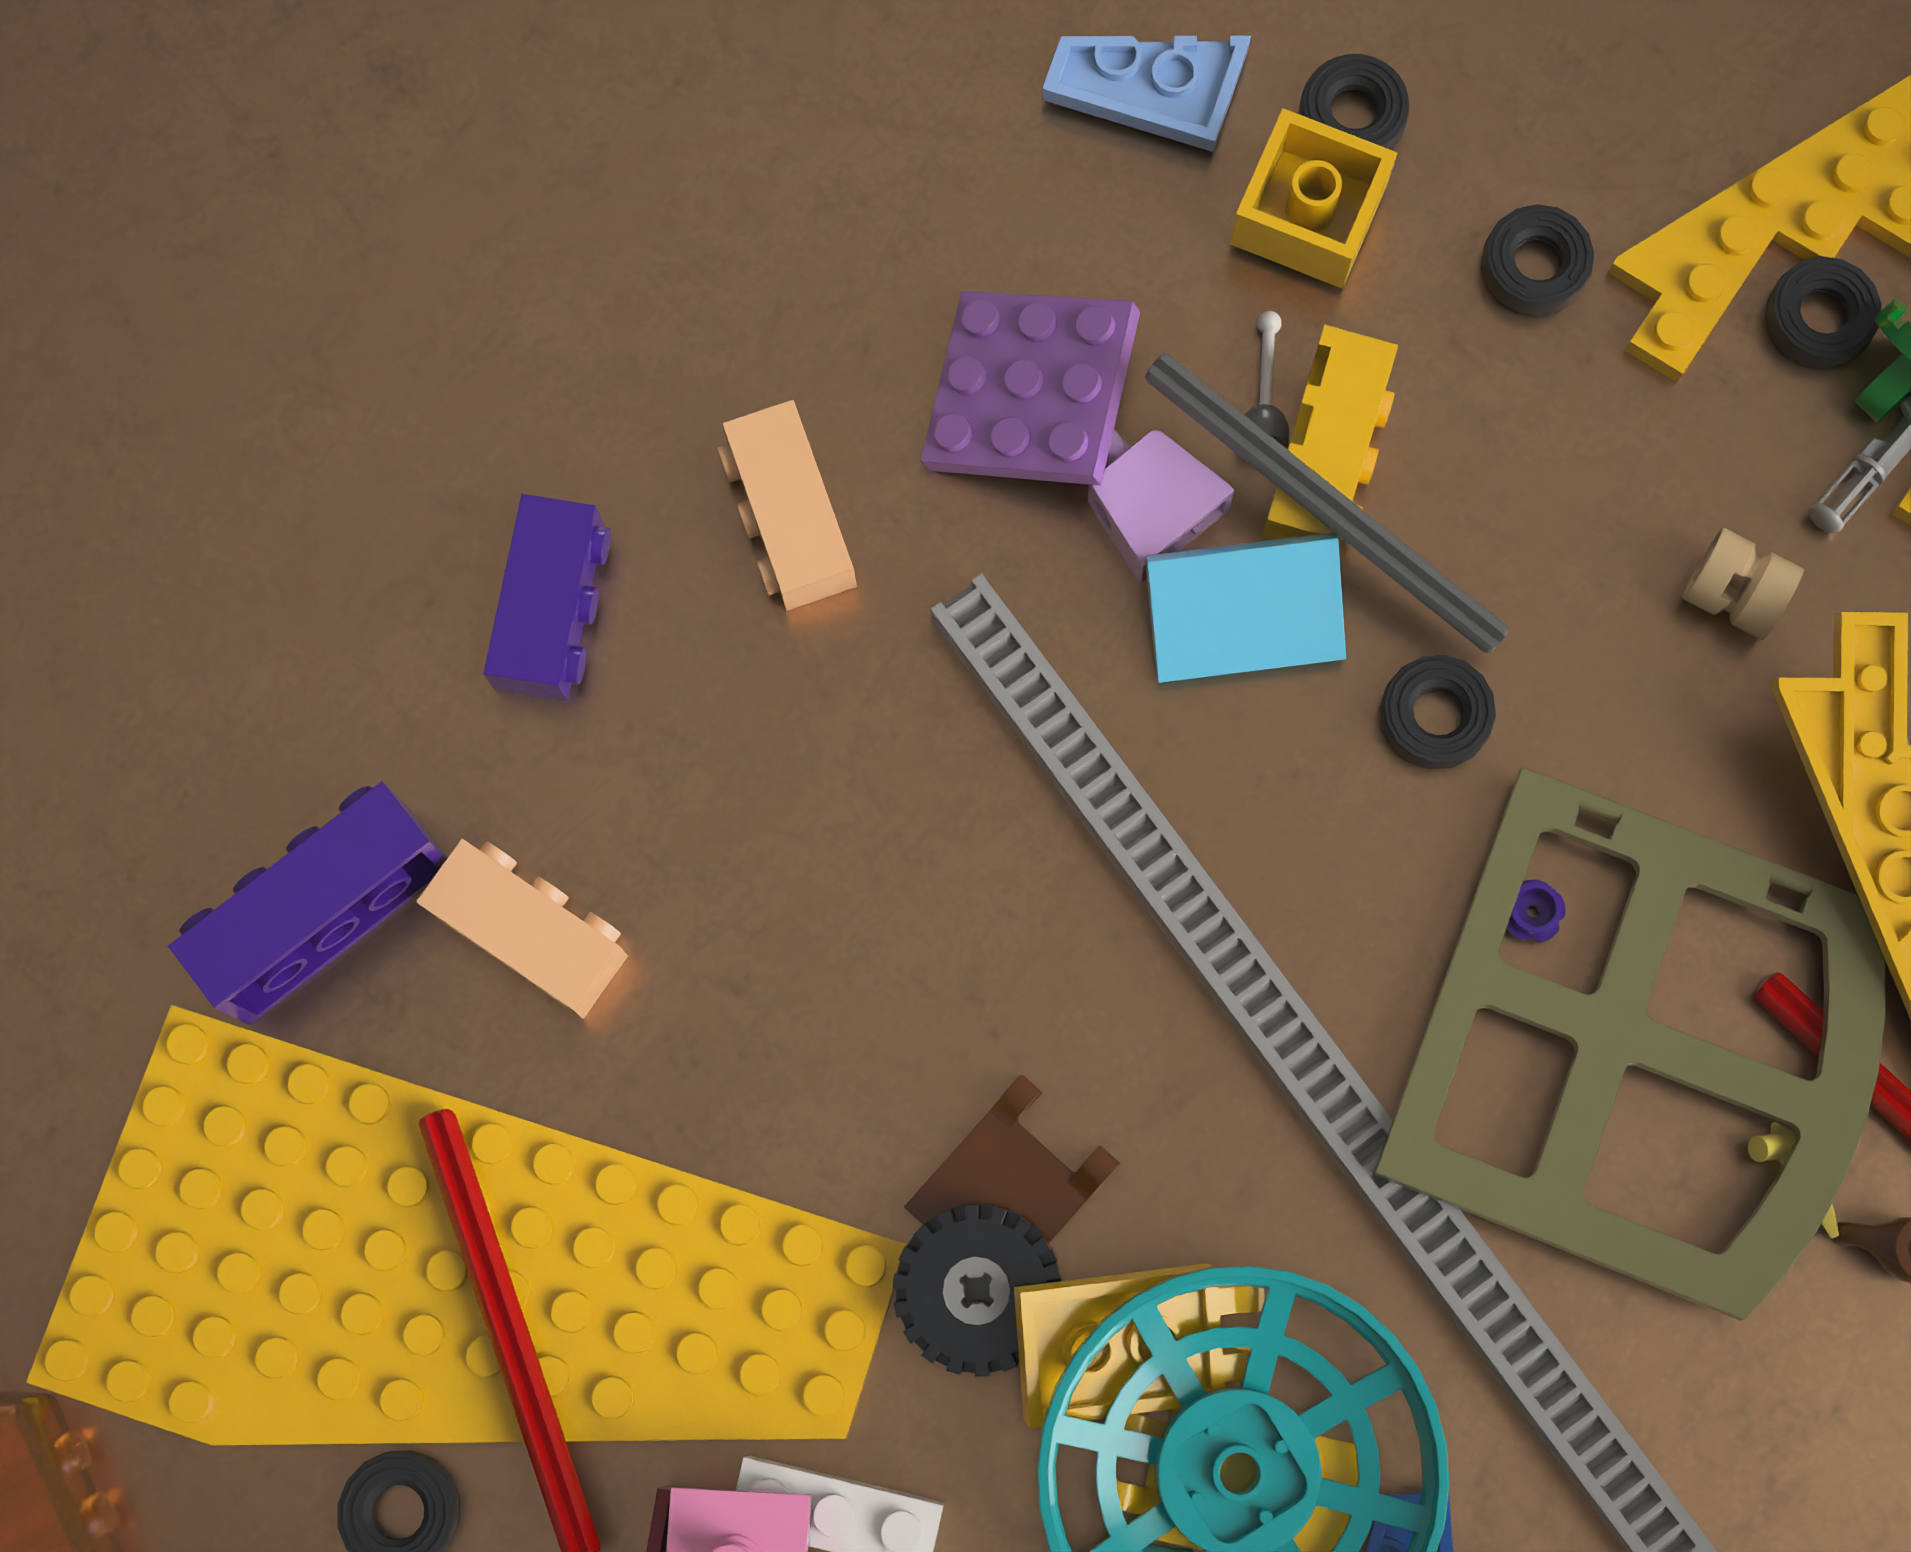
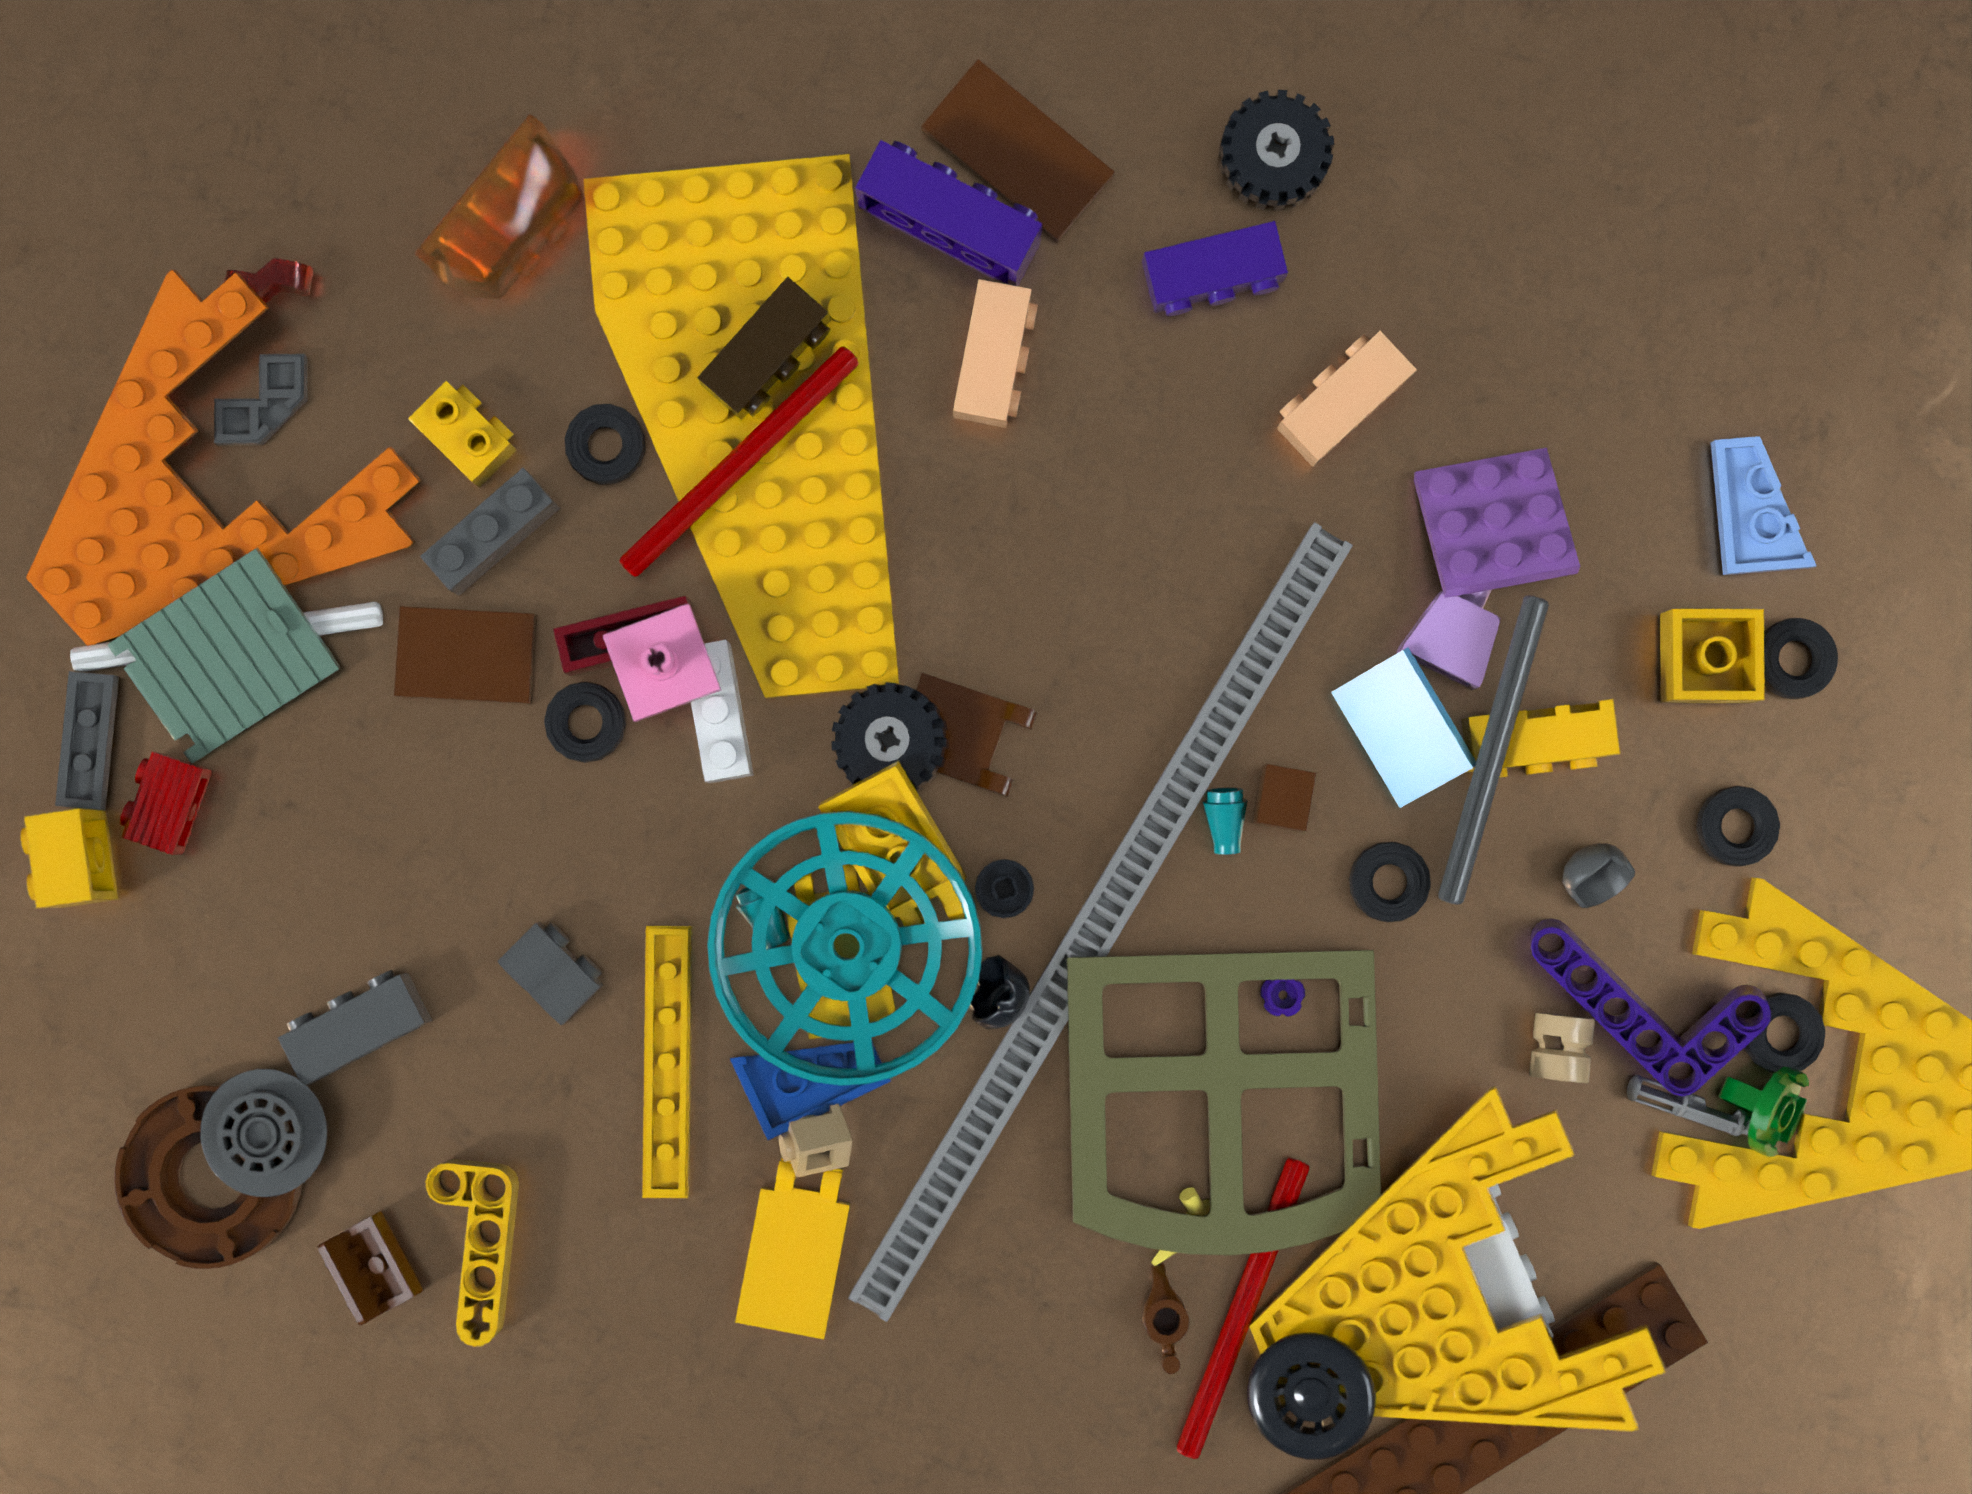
camera: 60 degrees right, 10 degrees up
(270, 783) = (1017, 149): none -> reddish brown tile
(374, 1228) = (766, 349): none -> dark brown brick
(441, 489) = (1271, 171): none -> black wheel
(1246, 1218) = (1004, 888): none -> black wheel
(1265, 414) = (1541, 688): hinge -> none
(1267, 884) = (1226, 817): none -> teal cone
(1274, 797) = (1284, 798): none -> reddish brown piece
(1389, 1285) = (1000, 993): none -> black hair
(1532, 449) = (1597, 874): none -> dark grey hair
(1741, 476) = (1641, 1017): none -> dark purple beam

